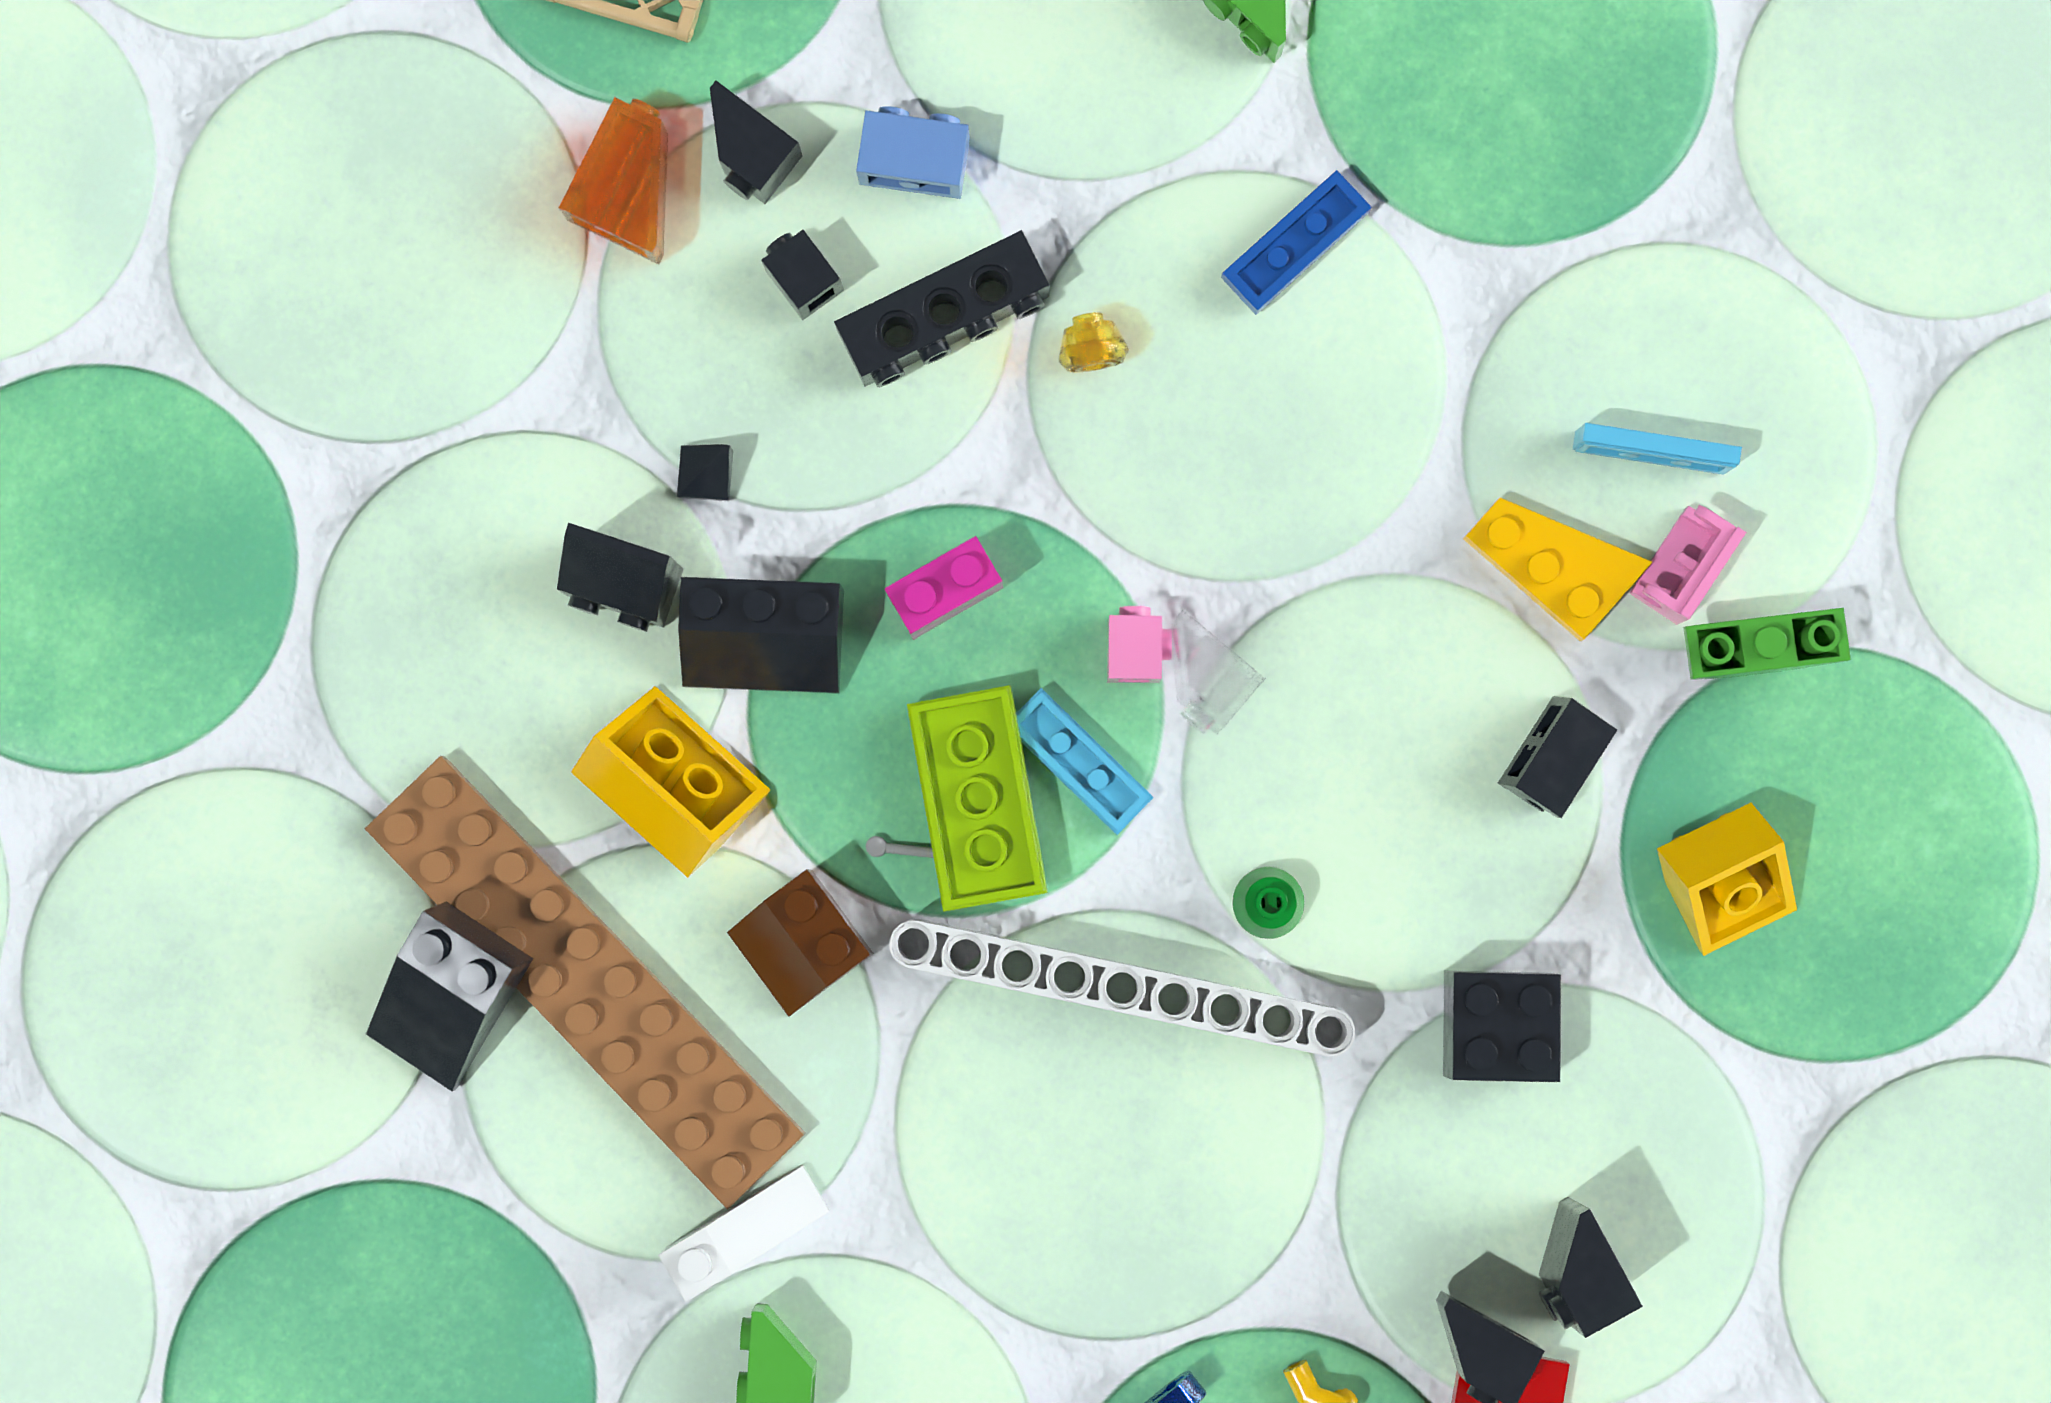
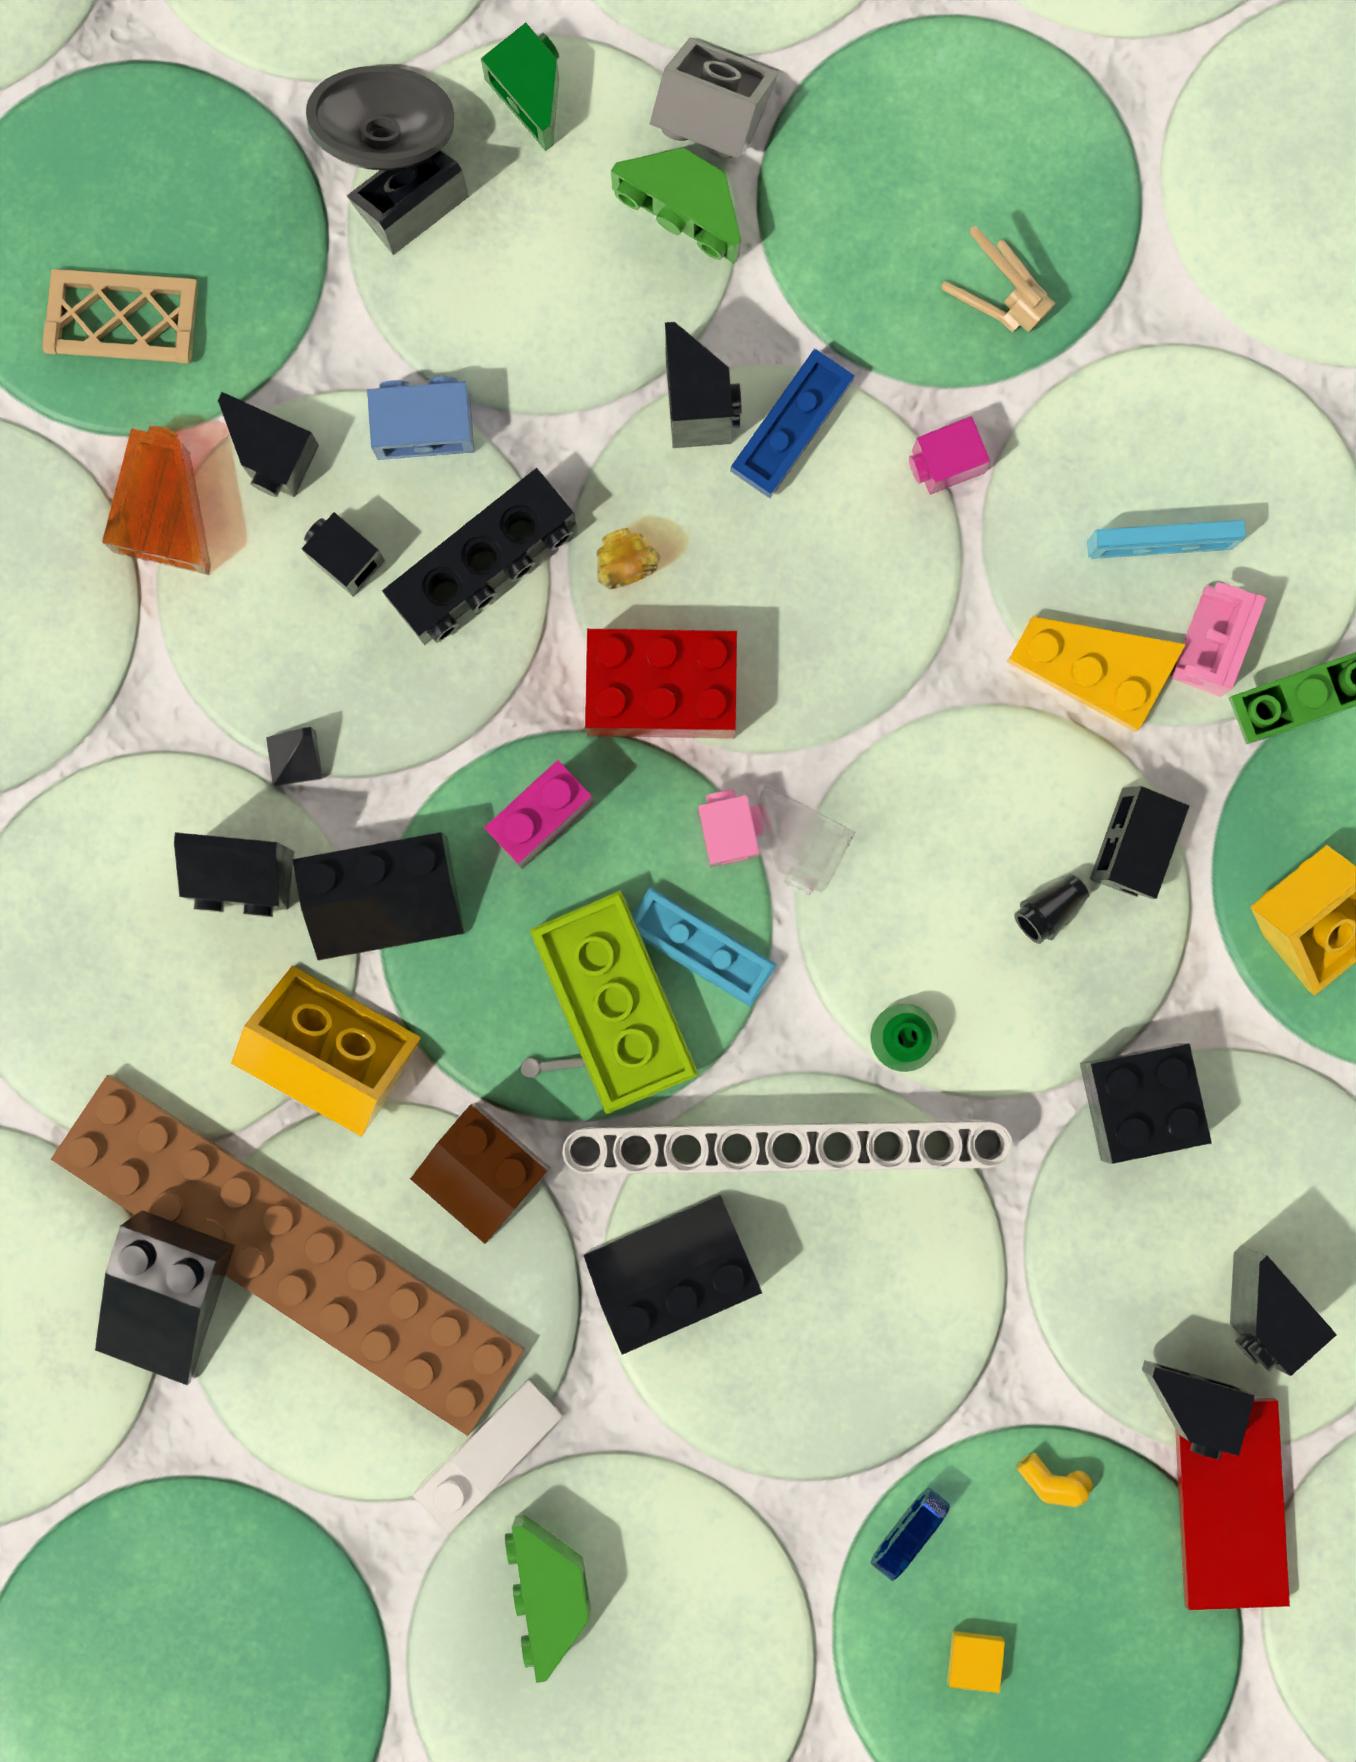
camera: 15 degrees left, 0 degrees up
(973, 1091) = (671, 1274): none -> black slope
(1099, 481) = (661, 683): none -> red brick
(1206, 190) = (699, 392): none -> black slope
(1447, 805) = (1050, 909): none -> black cone
(1450, 312) = (949, 456): none -> dark pink brick
(1569, 170) = (1027, 303): none -> tan plant

